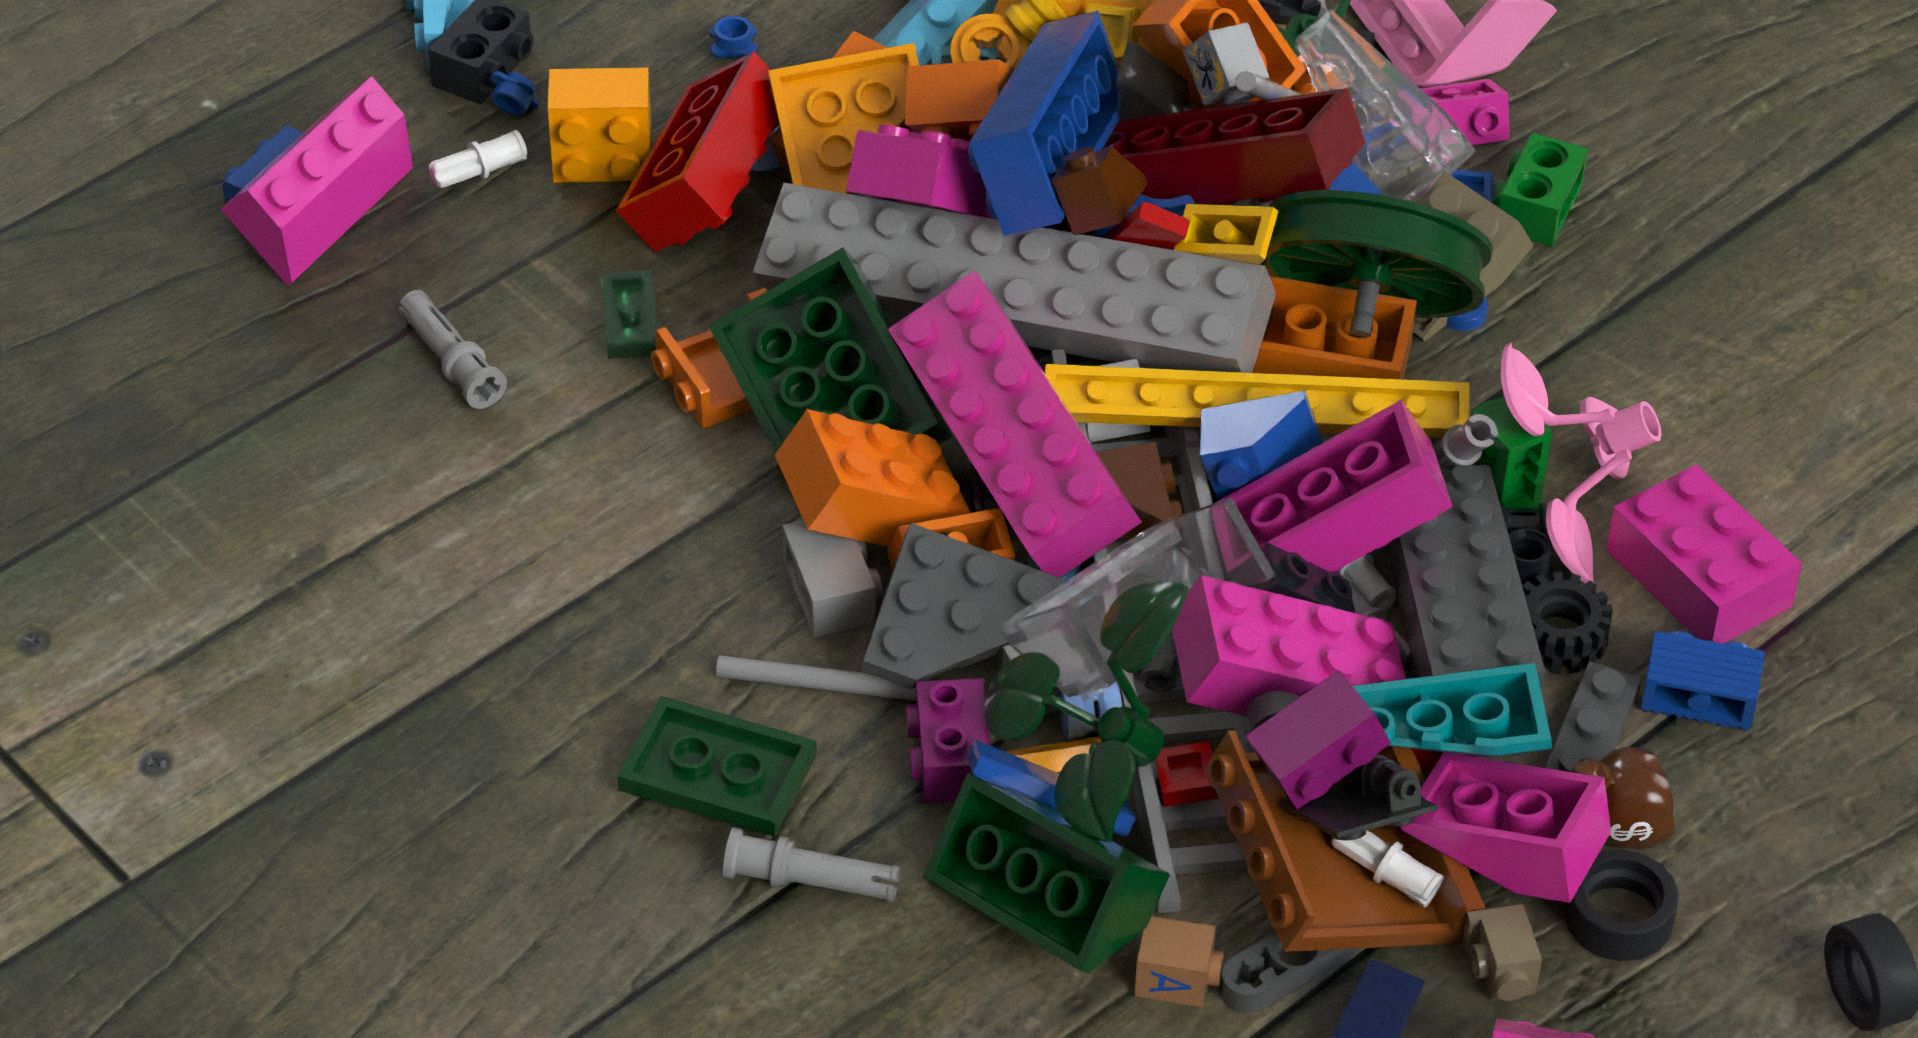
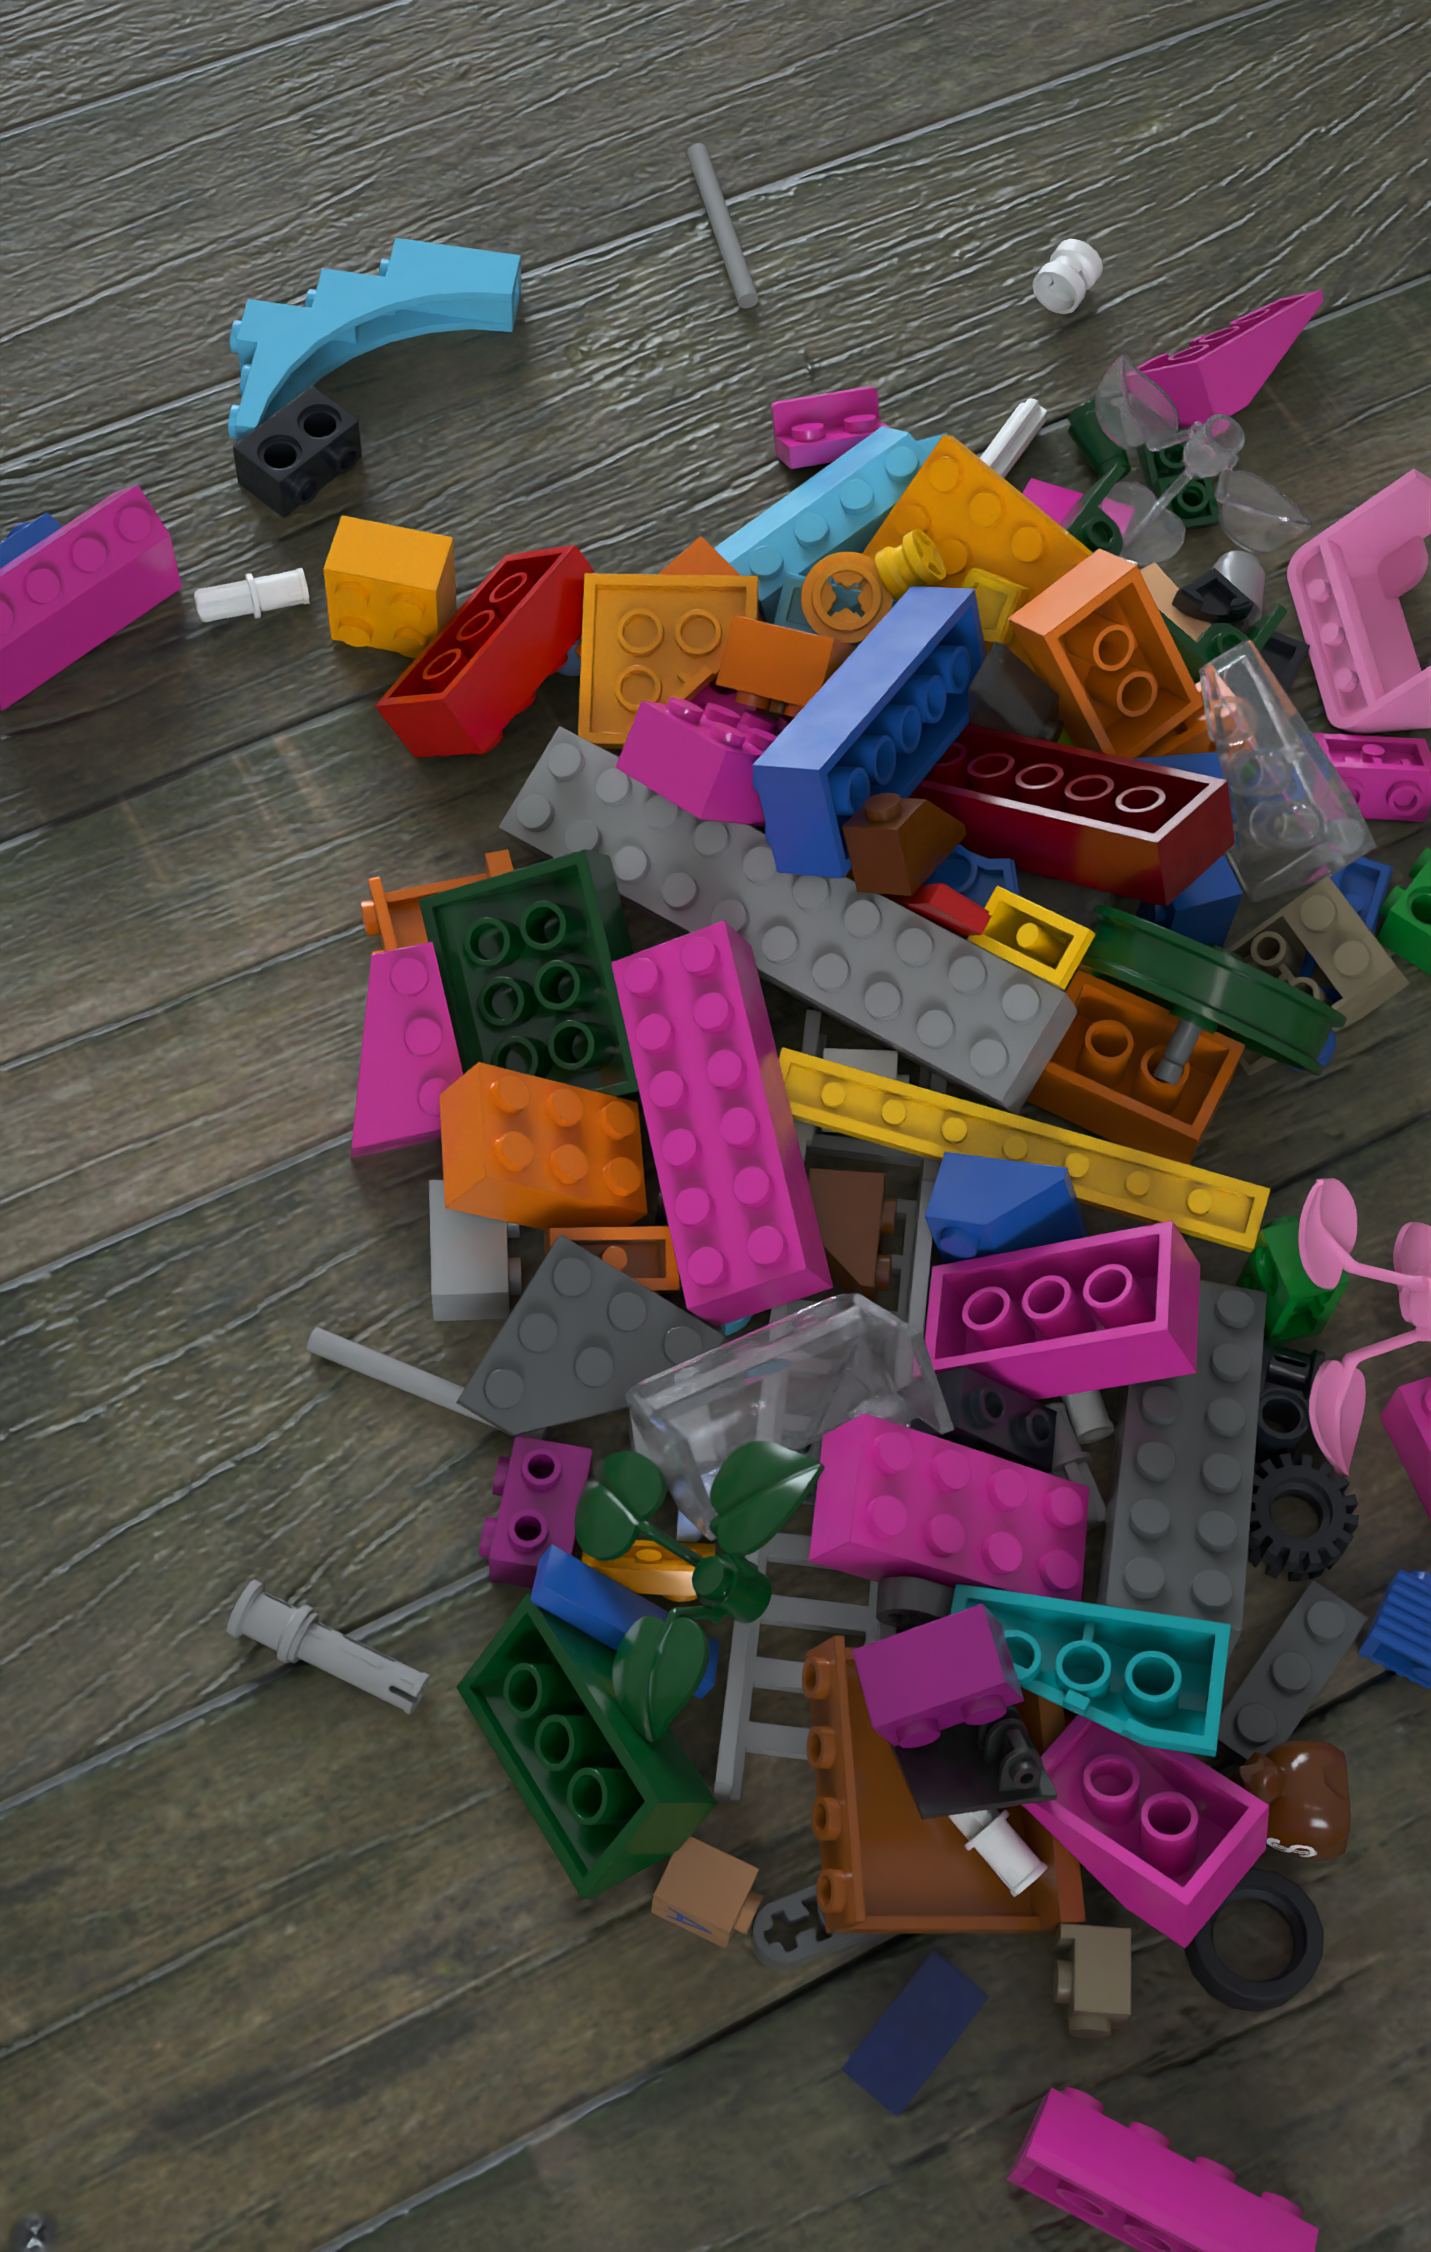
camera: 10 degrees right, 15 degrees up
(461, 360) = (150, 860): light grey pin -> none
(513, 93) = (315, 516): blue plate -> none
(629, 313) = (354, 839): clear green plate -> none
(717, 766) = (266, 1482): dark green plate -> none
(731, 443) = (405, 1052): none -> dark pink wedge
(733, 38) = (583, 495): blue plate -> none
(1184, 774) = (789, 1631): red plate -> none
(1219, 58) = (1101, 701): light grey brick -> none
(1261, 87) = (1142, 746): light grey bar -> none
(1464, 443) = (1241, 1268): light grey axle -> none

